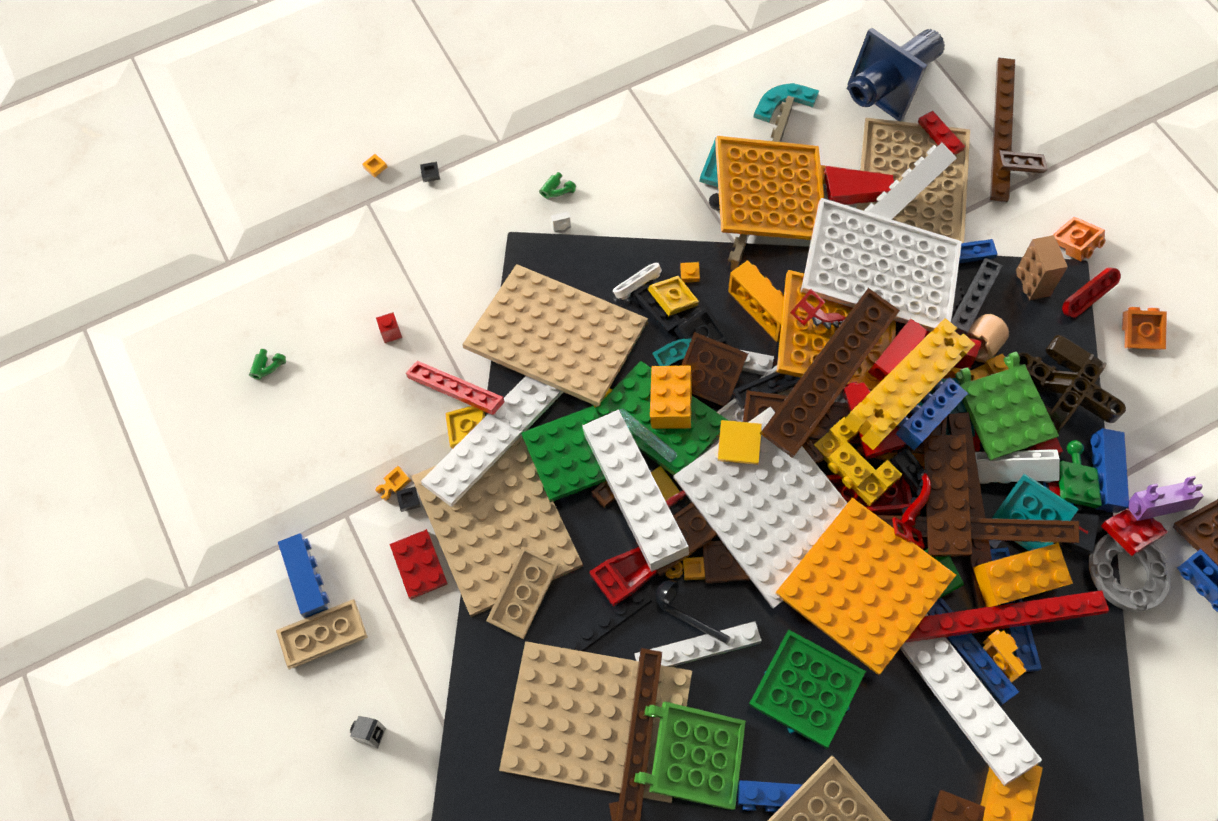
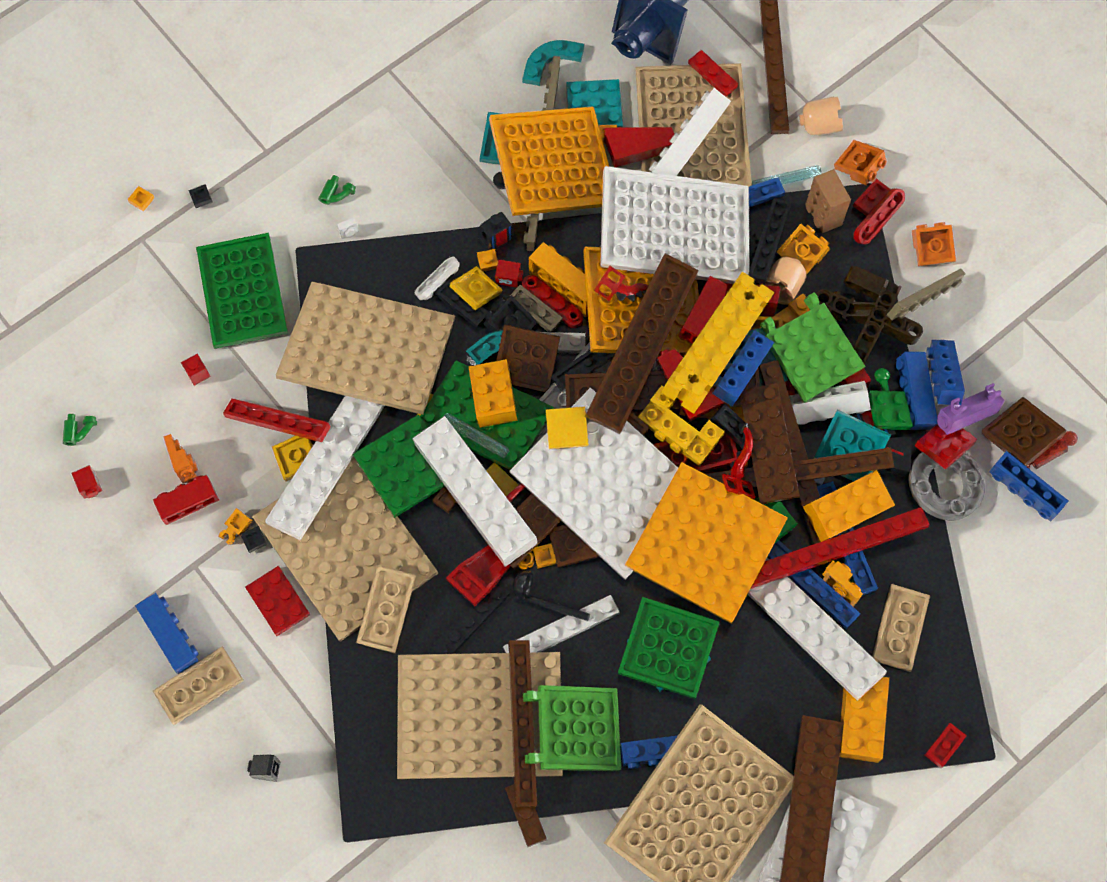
camera: 15 degrees left, 5 degrees up
(262, 415) = (87, 482): none -> red brick
(351, 448) = (185, 499): none -> red brick
(354, 410) = (182, 462): none -> orange plate
(449, 263) = (241, 290): none -> green plate
(702, 245) = (496, 230): none -> black torso
(708, 287) = (508, 273): none -> red brick
(732, 327) = (541, 312): none -> dark tan plate
(746, 321) = (554, 301): none -> red plate
(829, 139) = (600, 94): none -> teal plate
(1009, 241) = (793, 176): none -> clear light blue axle
(1011, 309) = (805, 247): none -> light orange plate
(1021, 162) = (795, 90): reddish brown plate -> none
(1045, 189) = (822, 116): none -> light nougat cylinder
(1061, 715) = (900, 627): none -> tan plate
(1085, 272) = (871, 197): none -> red plate
(1133, 374) = (923, 296): none -> dark tan plate
(1143, 456) = (945, 371): none -> blue brick

